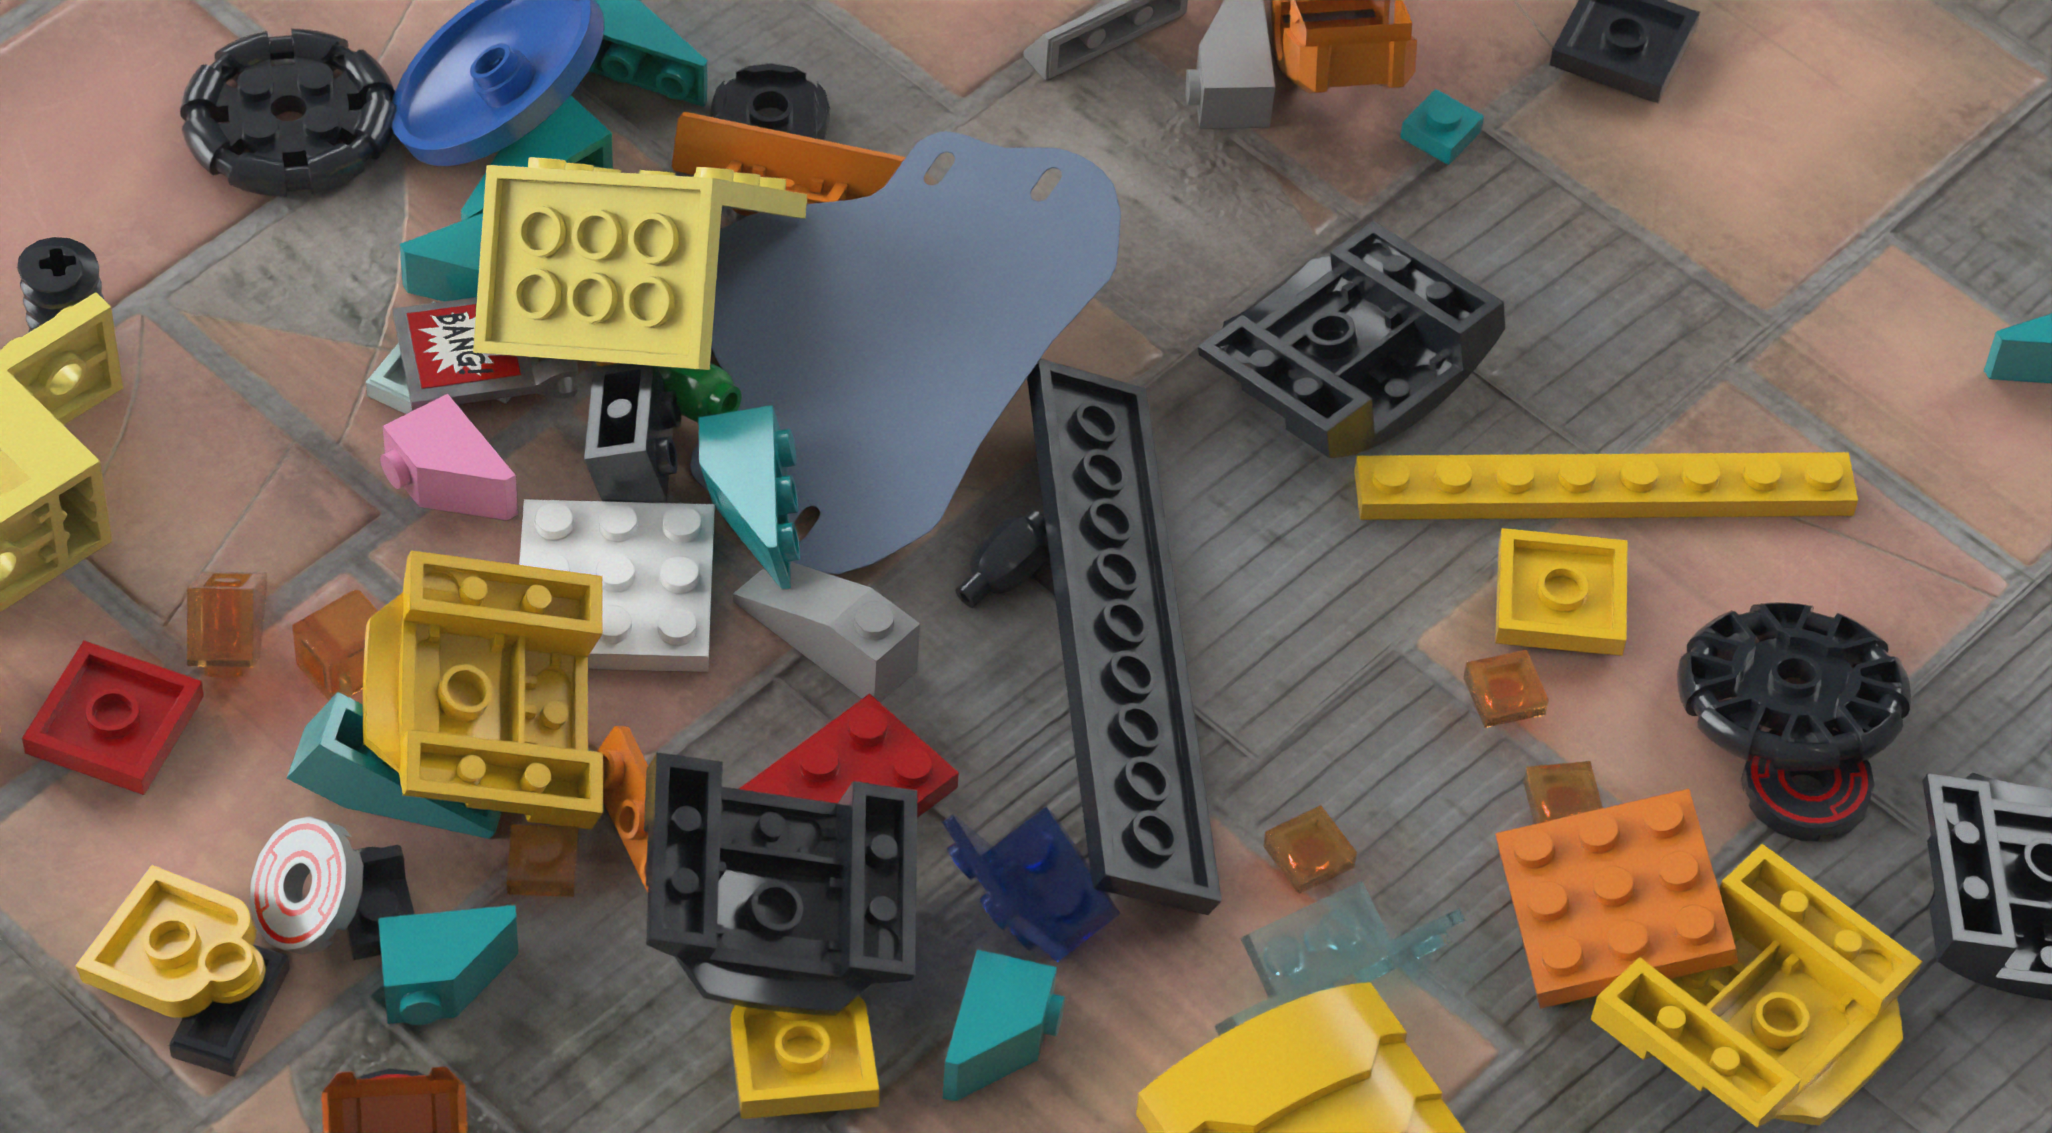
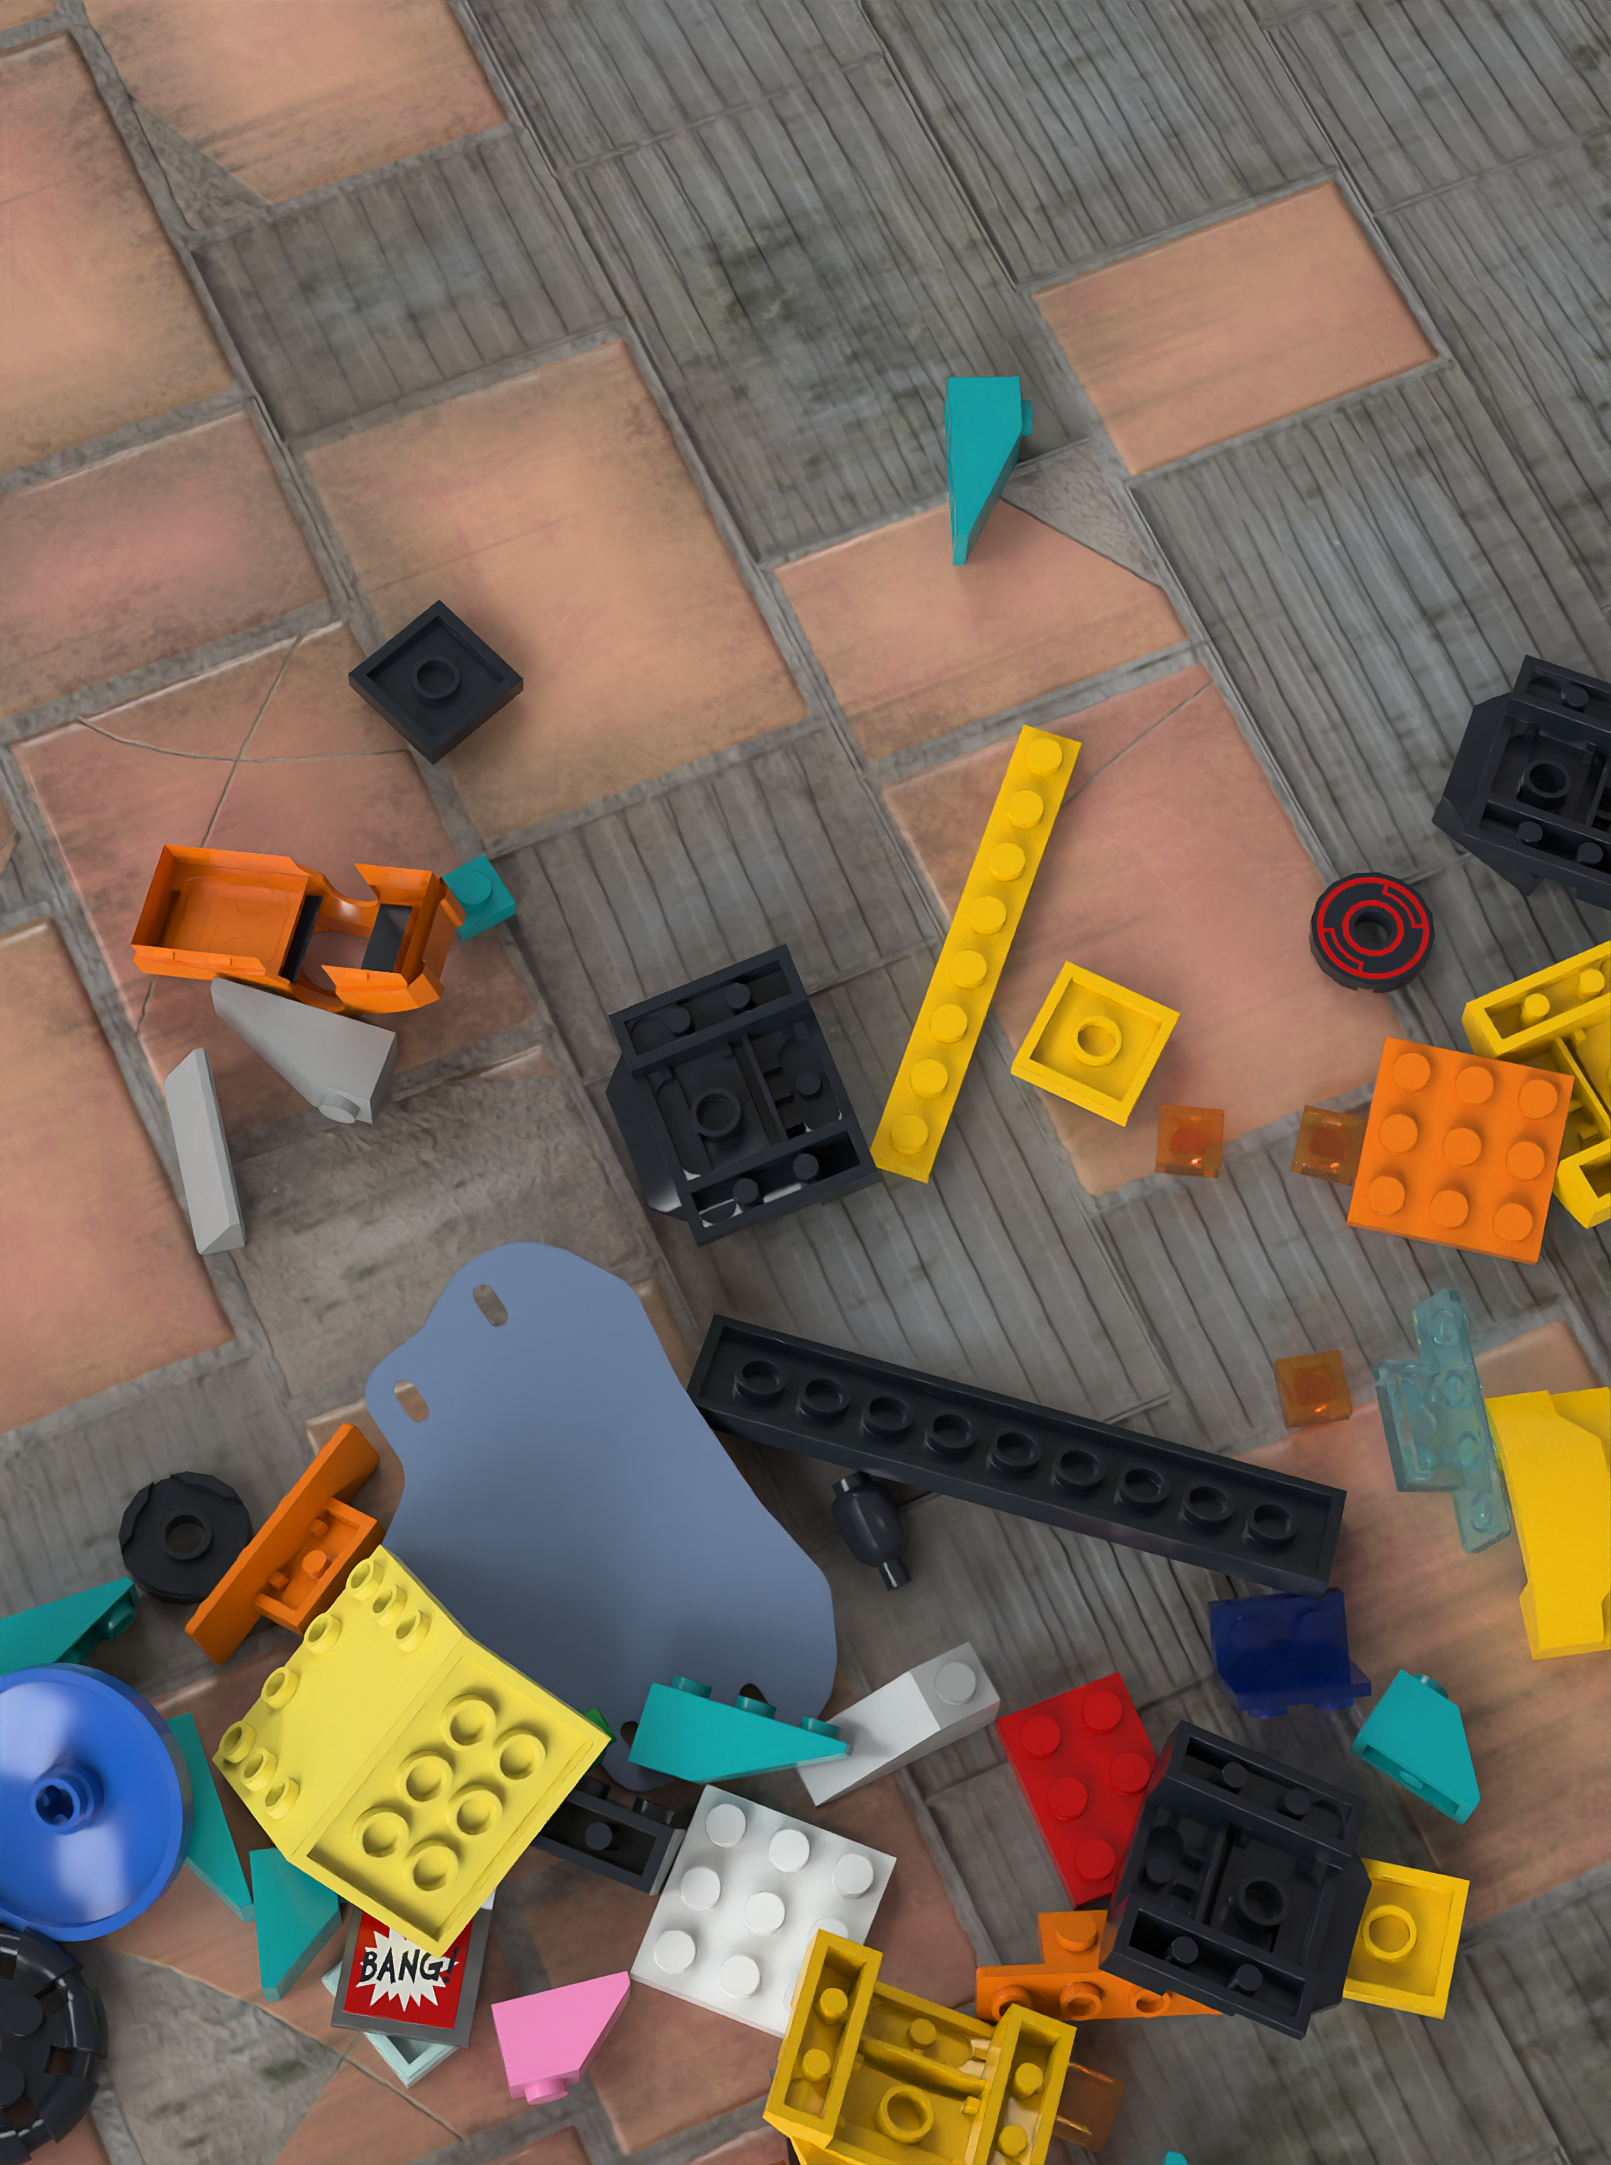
camera: 70 degrees left, 15 degrees up
(1802, 644) = (1286, 927): black plate -> none

